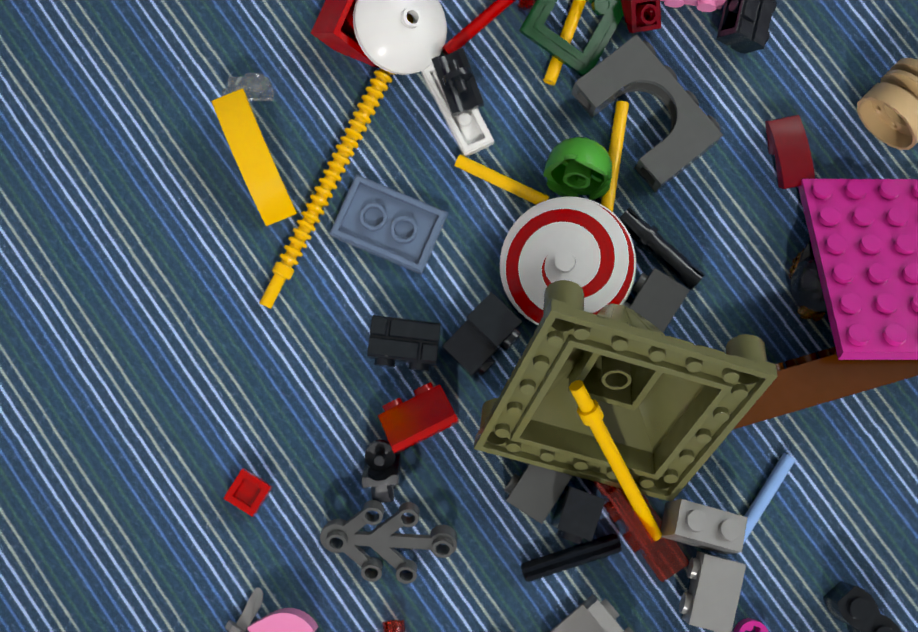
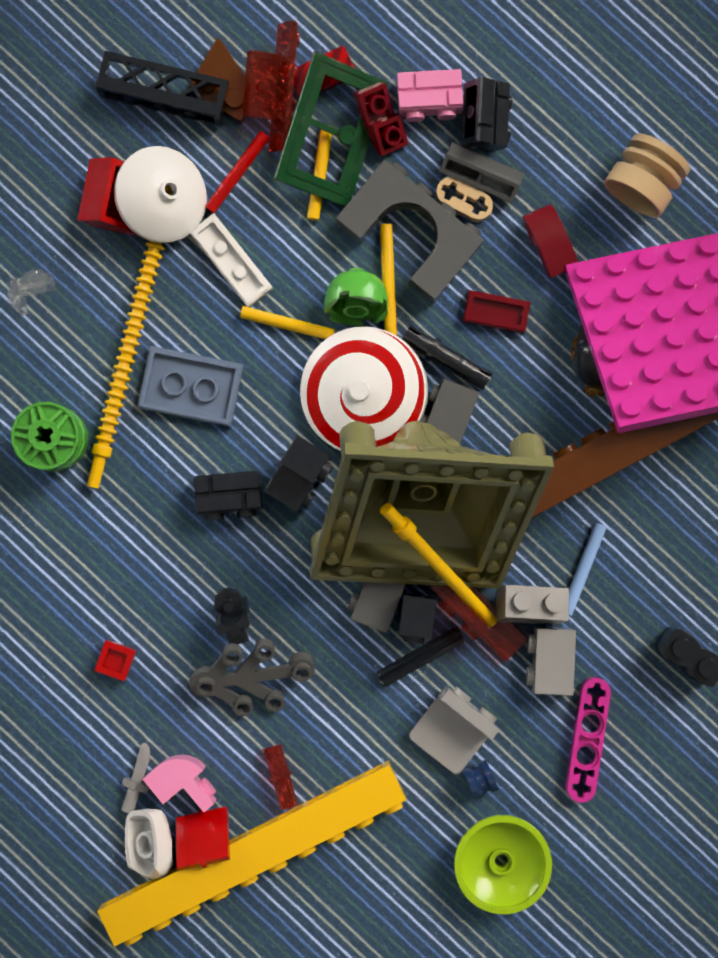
camera: 15 degrees left, 5 degrees up
(250, 247) = (68, 437): none -> bright green wheel
(253, 157) = (50, 350): yellow slope -> none
(417, 418) = (254, 561): red slope -> none
(457, 82) = (226, 241): black hips -> none
(710, 91) = (468, 193): none -> tan beam
(719, 213) = (496, 312): none -> dark red tile
(732, 69) = (482, 172): none -> dark grey piece

